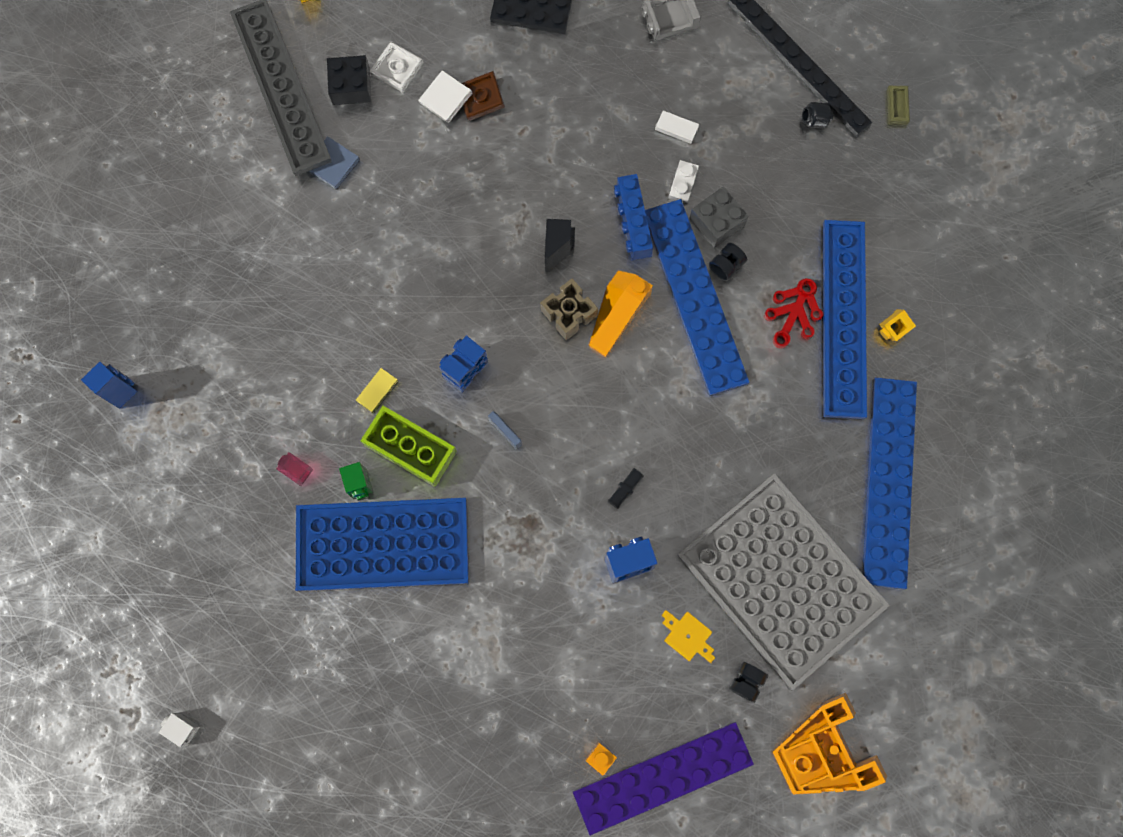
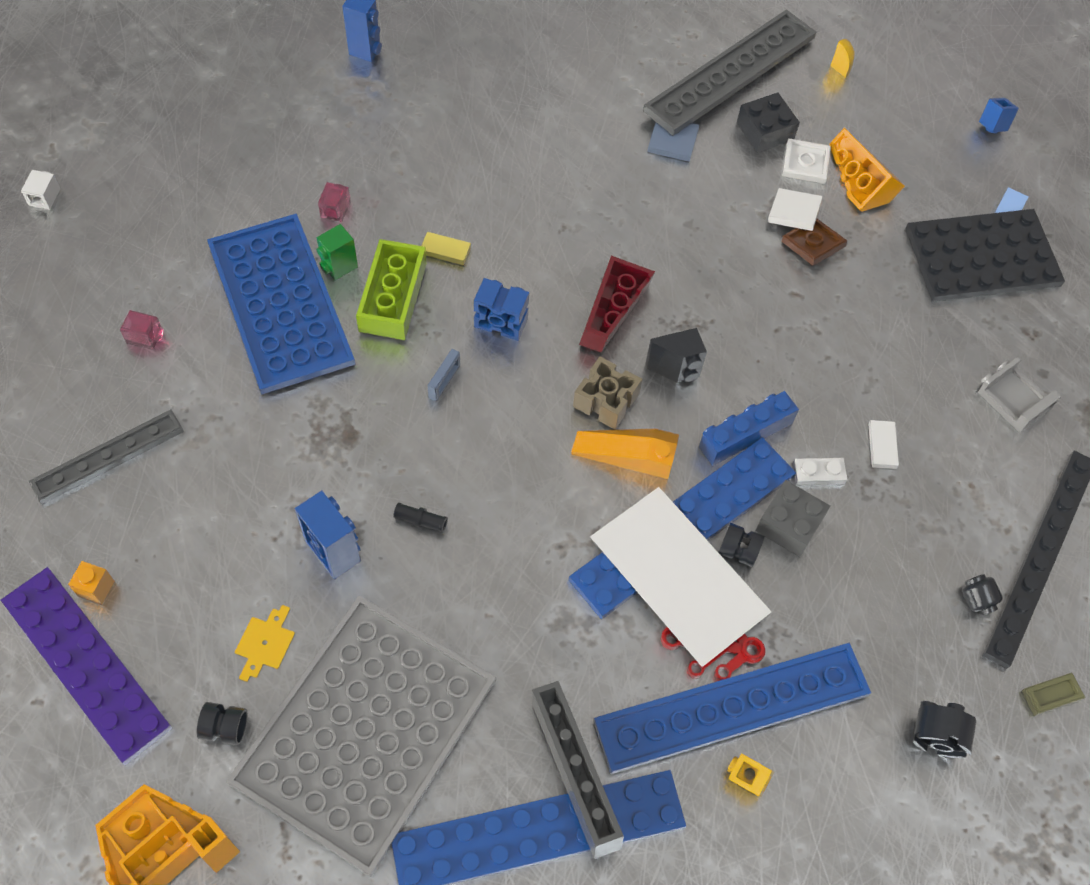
camera: 65 degrees right, 15 degrees down
(371, 668) = (141, 329): none -> clear pink brick
(434, 28) = (865, 177): none -> light orange wedge
(483, 725) = (105, 456): none -> dark grey tile
(486, 274) = (617, 295): none -> dark red wedge
(736, 315) = (680, 576): none -> white sticker
(864, 439) = (577, 770): none -> dark grey brick
(908, 186) = (945, 729): none -> black brick

